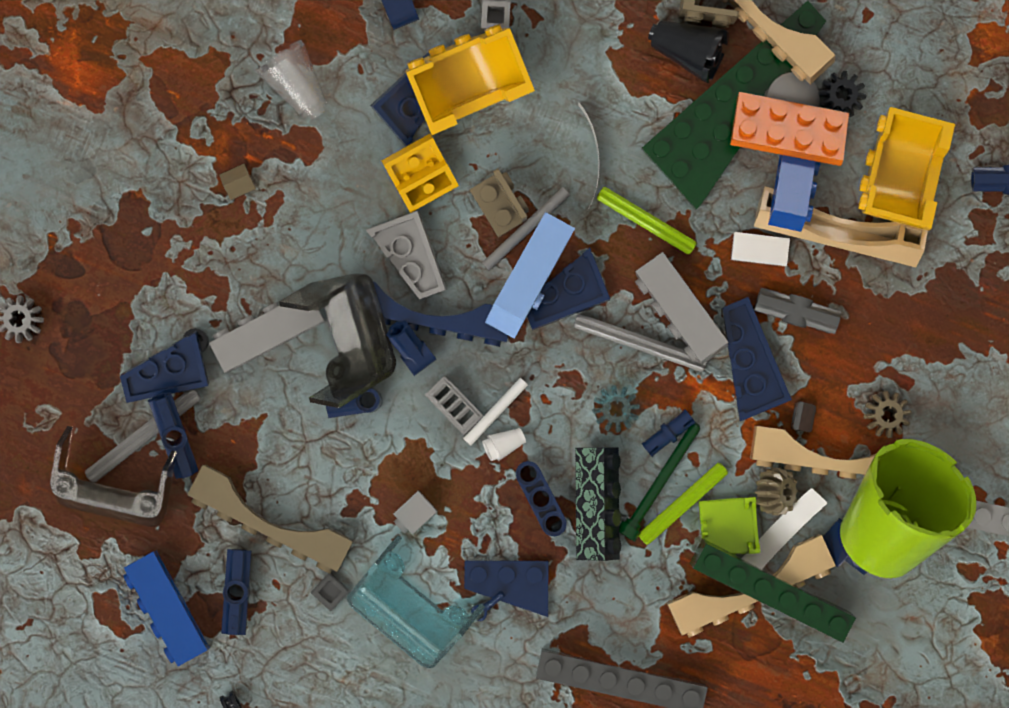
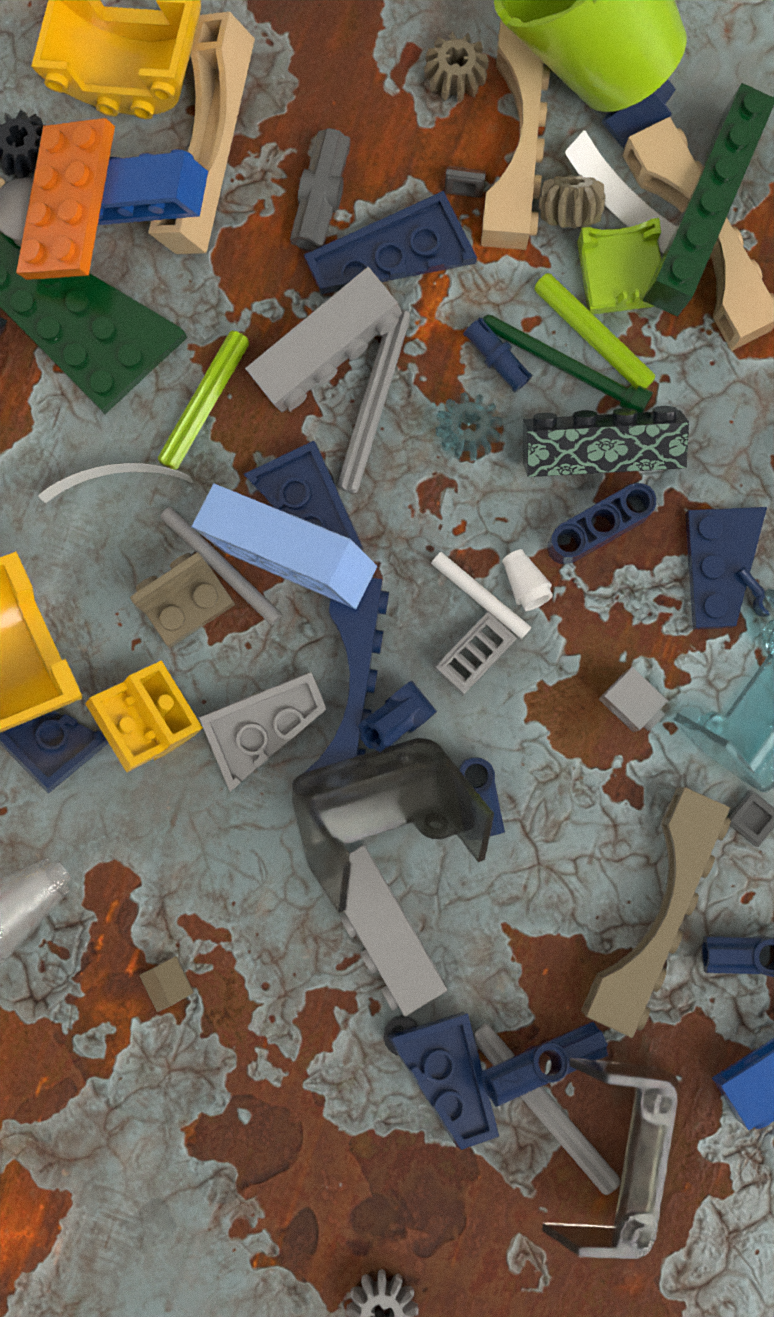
camera: 85 degrees left, 5 degrees down
(760, 249) = (238, 246): white tile -> none

